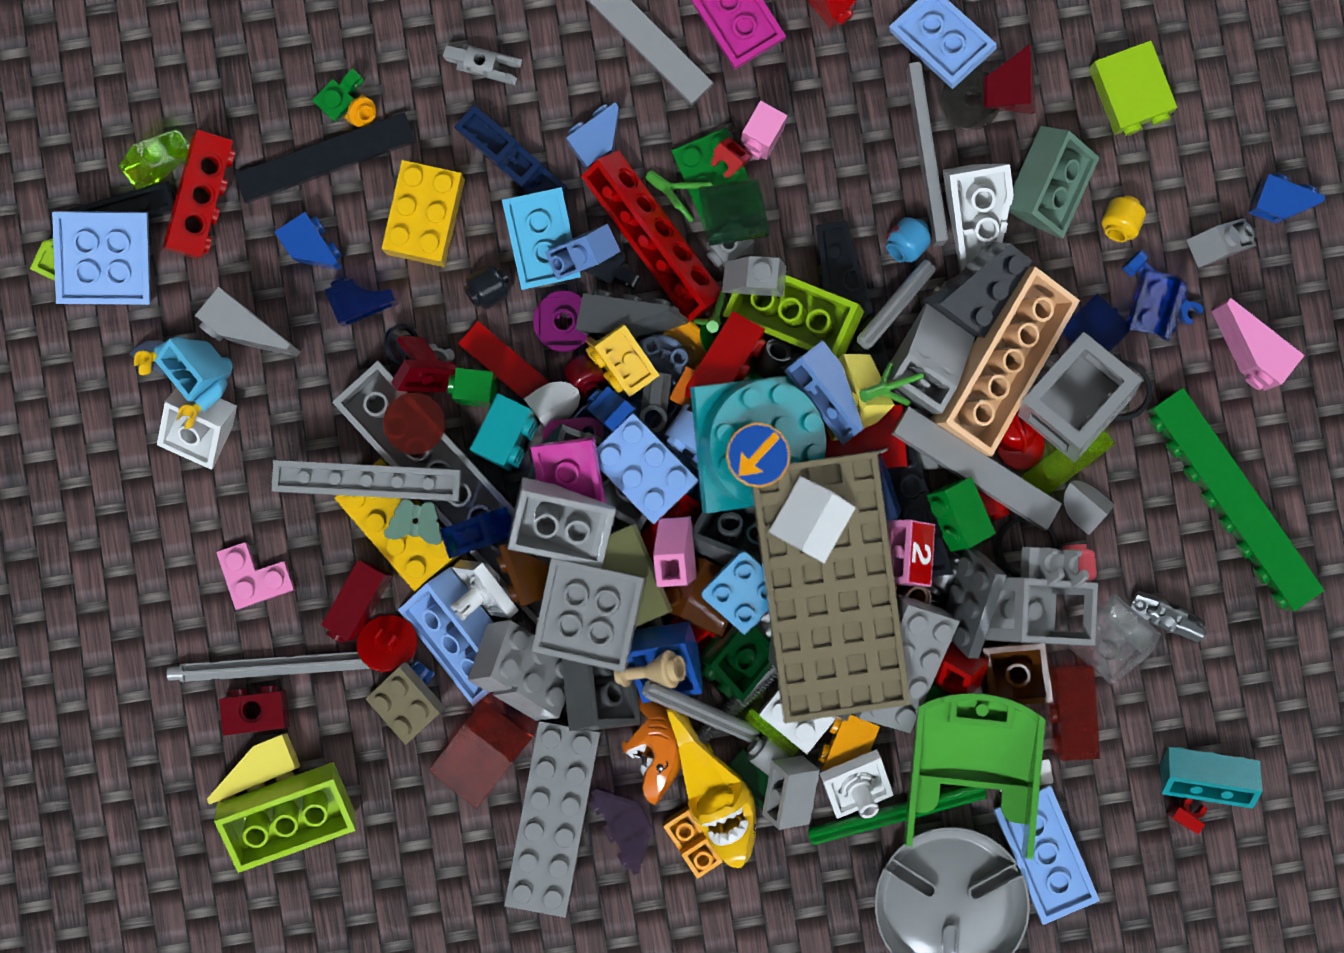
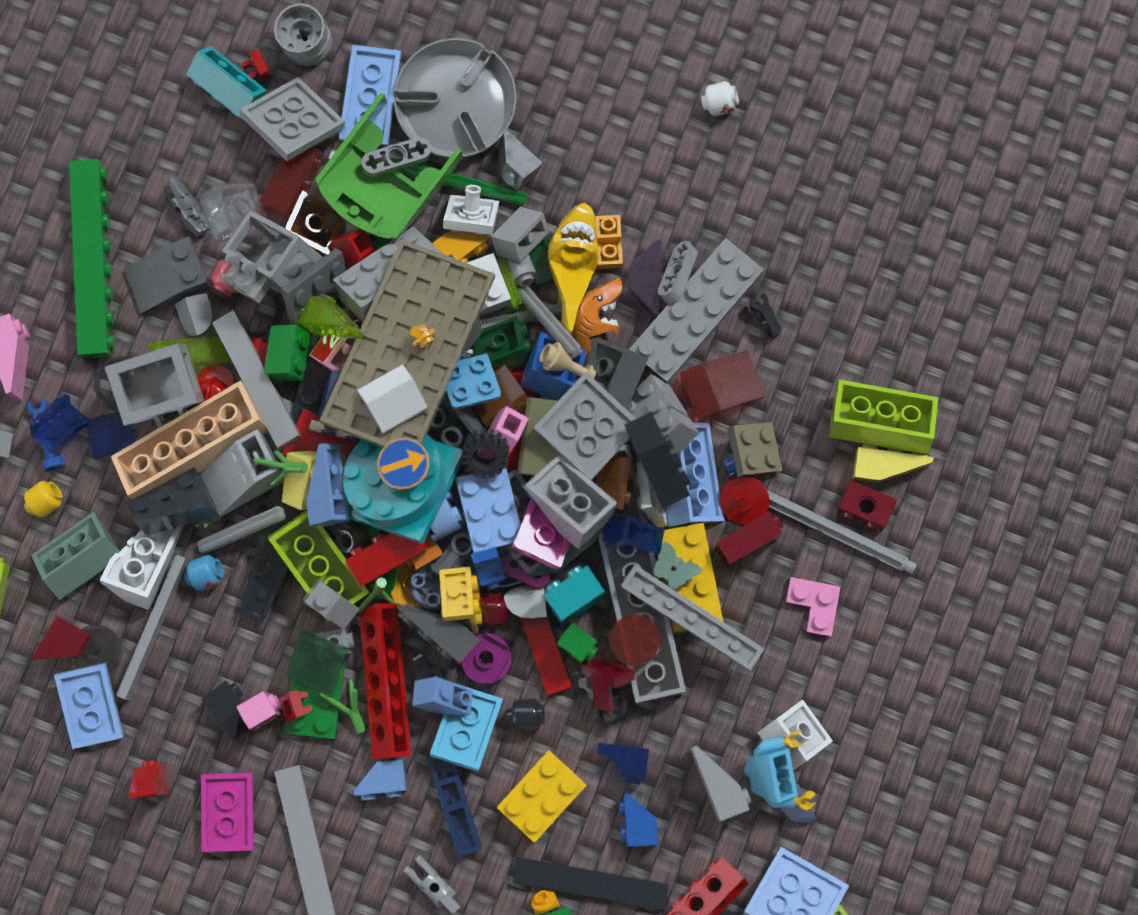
camera: 145 degrees left, 5 degrees down
(468, 852) = (769, 320): none -> black plate
(492, 622) = (658, 462): none -> black wedge
(591, 830) = (674, 283): none -> light grey beam
(686, 533) = (480, 465): none -> black tyre
(804, 116) = (223, 705): none -> black slope
(821, 606) = (422, 336): none -> light orange plate
(843, 872) = (516, 162): none -> flat silver slope
(936, 573) = (327, 319): none -> clear neon green slope
(954, 812) = (391, 166): none -> light grey beam
(1113, 777) = (292, 118): none -> light grey plate
(1141, 529) = (167, 276): none -> dark grey slope
(1176, 874) = (295, 24): none -> light grey wheel

